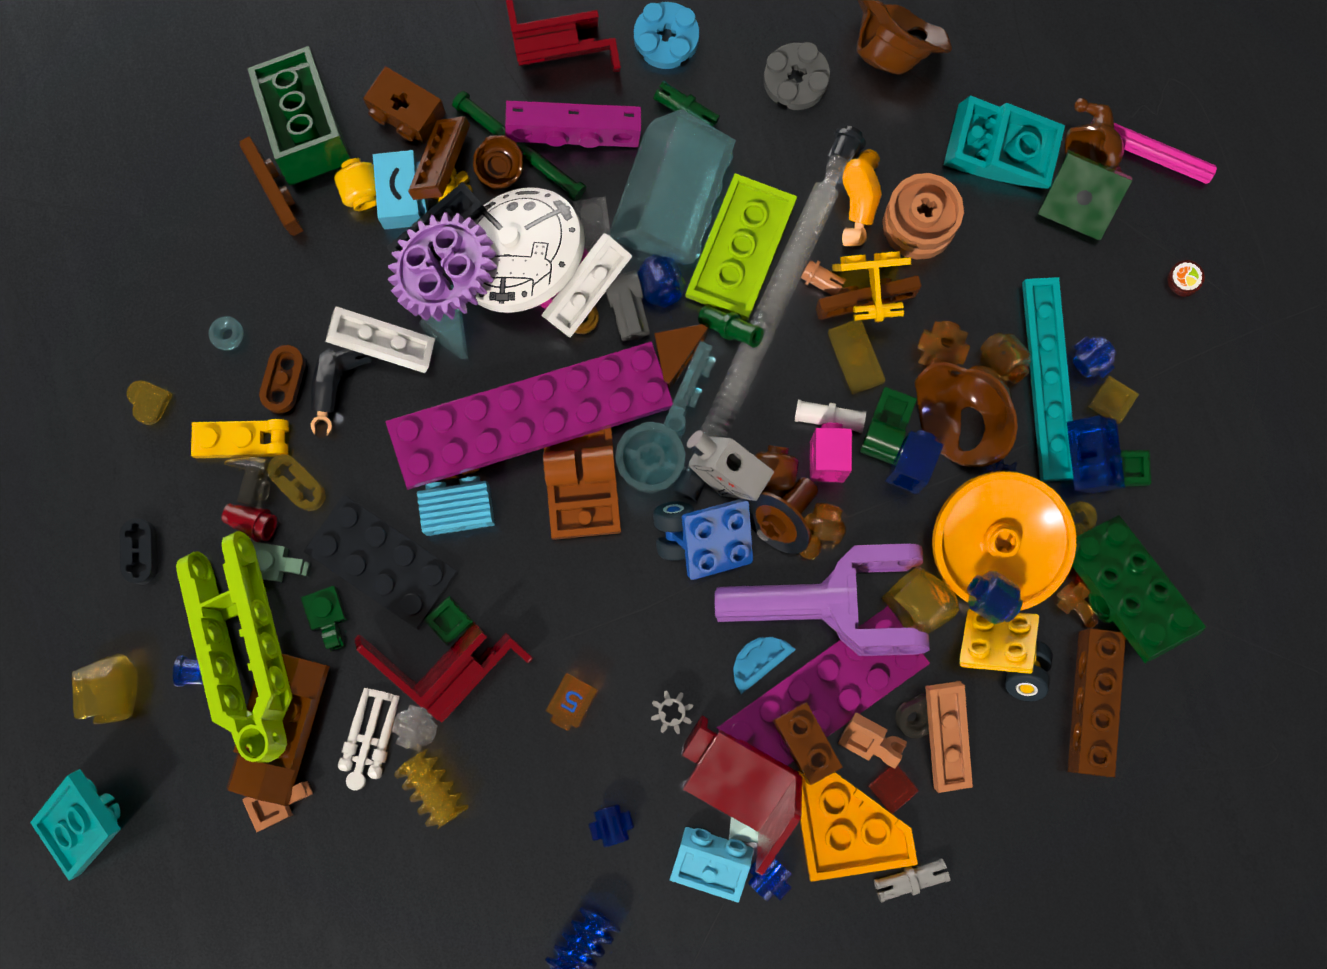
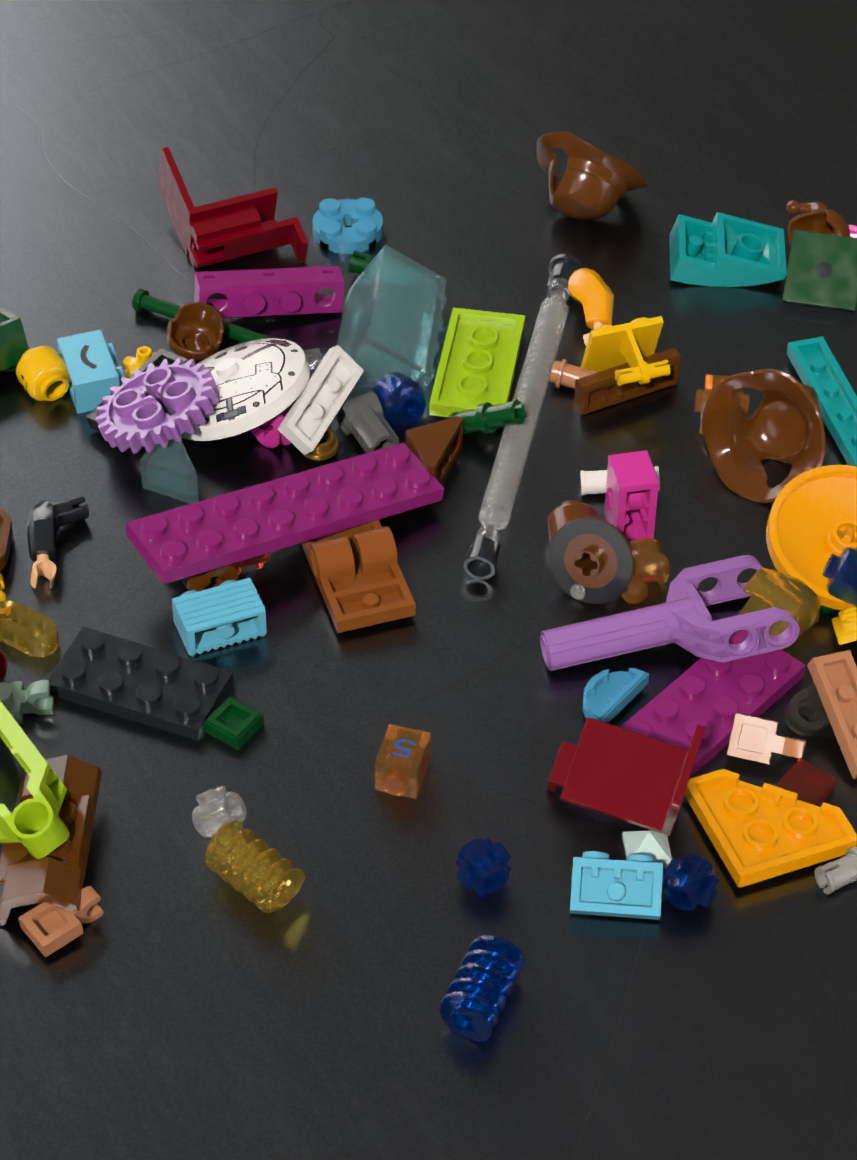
camera: 15 degrees left, 35 degrees down
(324, 612) = (84, 737): dark green plate -> none
(356, 779) = (157, 880): white piece -> none
(380, 339) = (98, 483): white plate -> none
(395, 91) = (80, 306): reddish brown brick -> none
(439, 158) = (131, 332): reddish brown plate -> none
(451, 676) = (249, 757): dark red piece -> none
(650, 457) = (432, 529): clear light blue cylinder -> none
(681, 709) = (523, 753): light grey gear -> none
(689, 393) = (457, 481): clear light blue plate -> none
(707, 538) = (524, 585): blue plate -> none
(728, 467) = (520, 515): light grey torso -> none
(798, 57) = (480, 234): dark grey plate -> none
(807, 744) = (673, 720): reddish brown brick -> none
(856, 356) = (630, 431): clear yellow plate -> none
(888, 425) = (685, 478): dark green plate -> none
(915, 461) = (724, 489): clear blue brick -> none
(923, 216) = (670, 294): nougat wheel -> none

